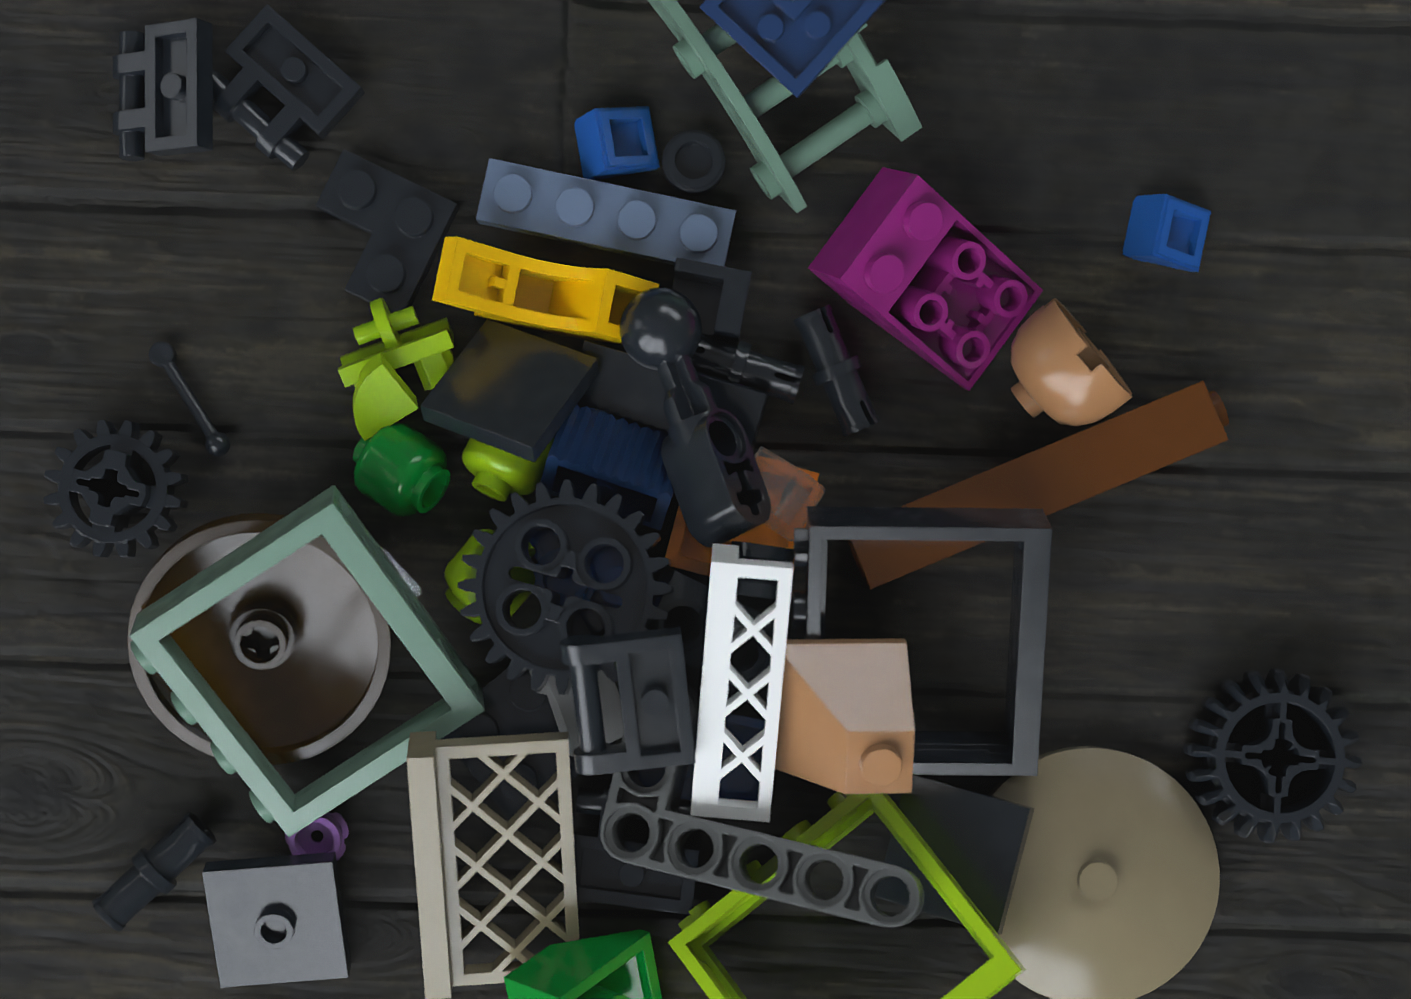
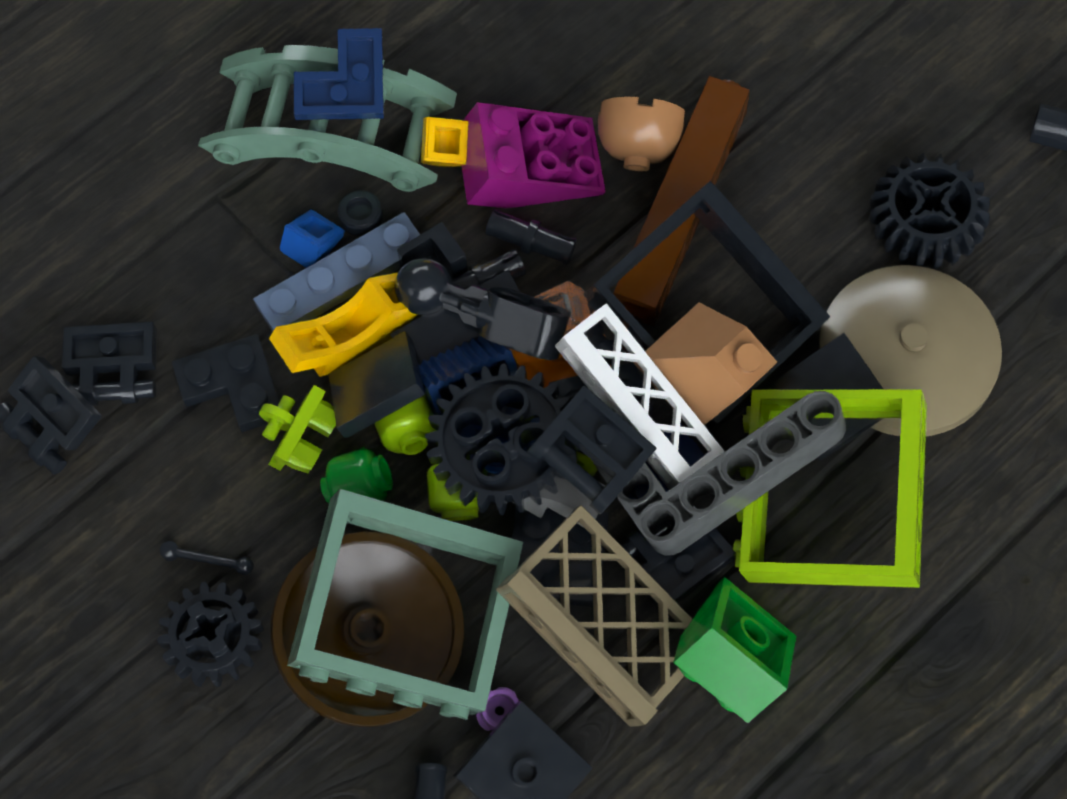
camera: 40 degrees left, 20 degrees down
(380, 397) = (311, 449): lime tile -> none
(849, 175) = (444, 142): none -> yellow brick
(1166, 232) = (621, 42): blue slope -> none

